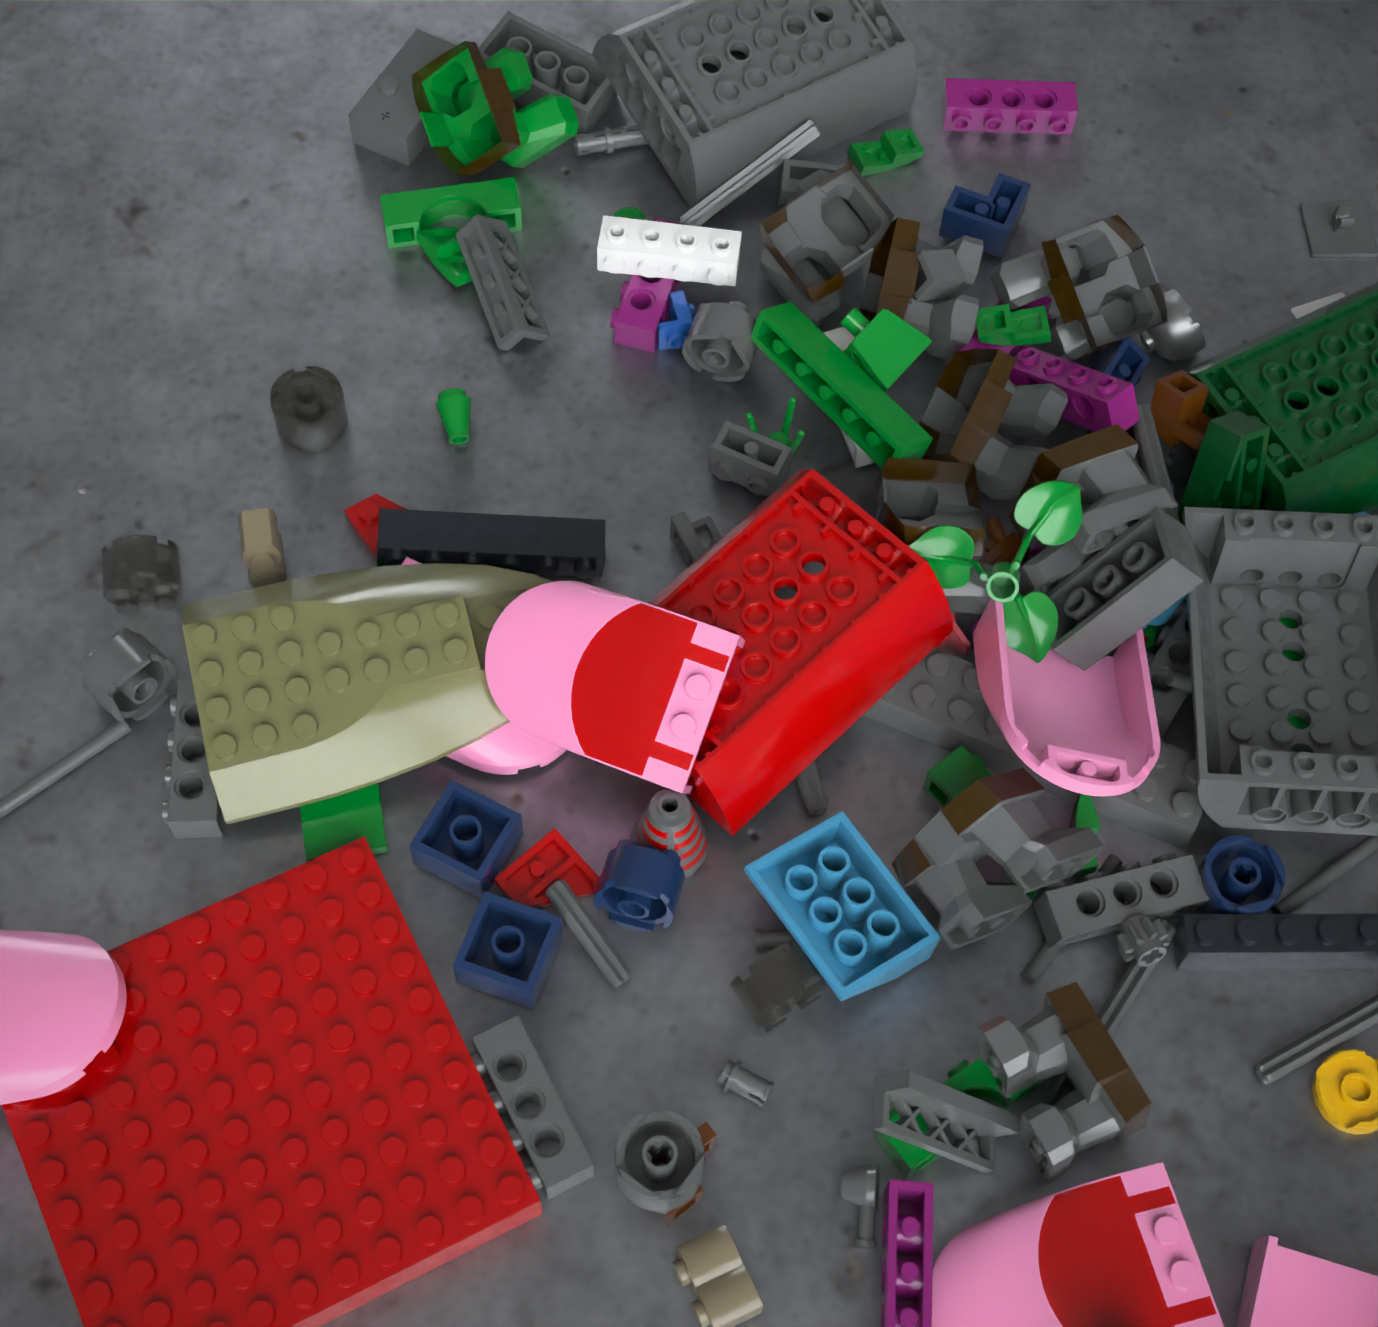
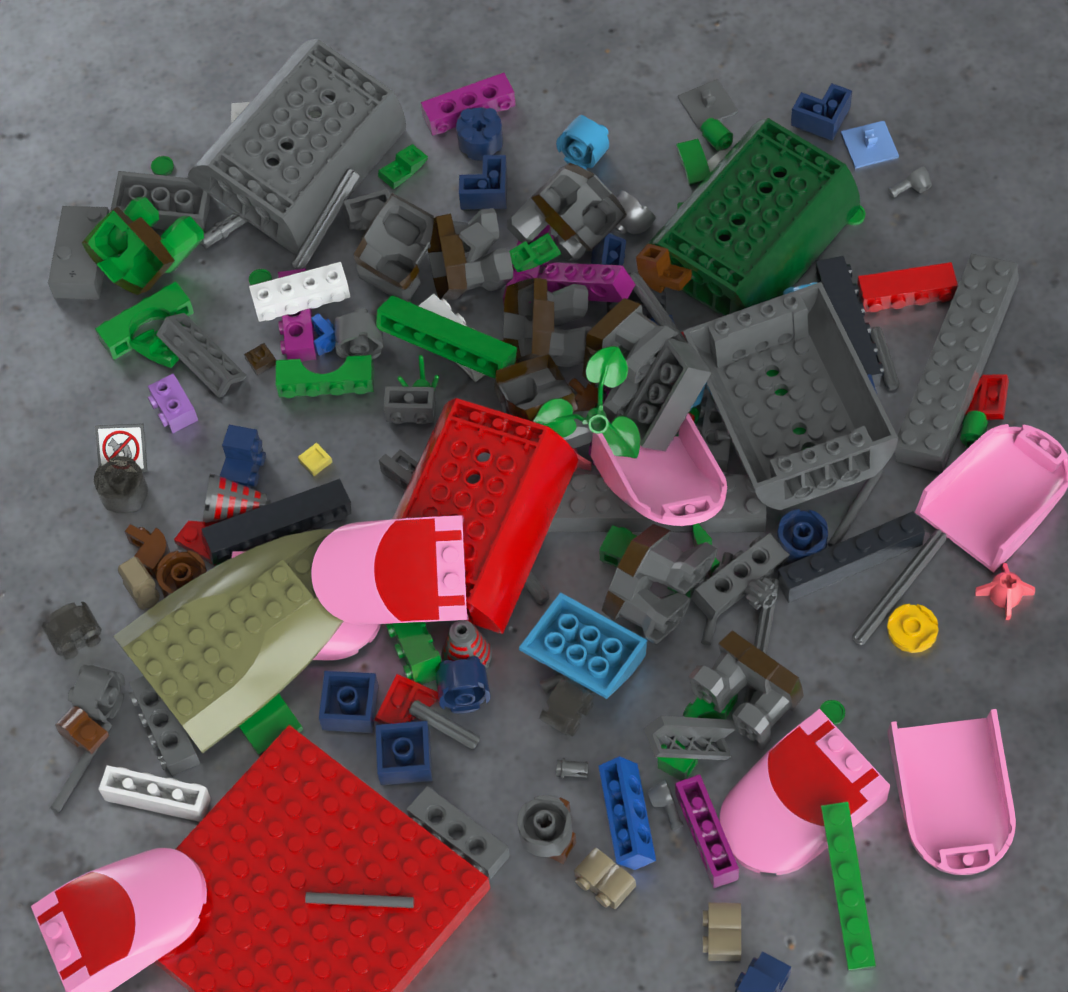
camera: 15 degrees left, 0 degrees up
(80, 718) = (81, 730): none -> reddish brown brick
(132, 853) = (155, 793): none -> white brick
(309, 515) = (151, 547): none -> reddish brown brick
(323, 551) = (179, 569): none -> reddish brown brick
(333, 1149) = (361, 900): none -> dark grey bar
(340, 352) = (121, 440): none -> piece
(432, 331) = (172, 403): none -> medium lavender brick
(441, 484) = (230, 499): none -> dark grey cone
(454, 412) = (212, 450): green cone -> none
(488, 441) = (243, 455): none -> dark blue brick
(574, 33) = (162, 166): none -> green piece
(579, 321) = (260, 359): none -> dark brown tile
(587, 482) = (315, 459): none -> light yellow tile
(598, 807) = (417, 650): none -> green wedge
(689, 393) = (352, 377): none -> green arch
(796, 1193) = (627, 813): none -> blue brick
(883, 345) = (461, 301): green torso -> none
(1008, 145) = (479, 132): none -> dark blue brick
(1148, 207) = (583, 142): none -> dark azure brick
(1181, 1169) = (834, 711): none -> green piece
(1229, 465) = (699, 293): dark green wedge -> none
(1288, 293) = (693, 160): none -> green slope
(1336, 271) = (717, 134): none -> green brick

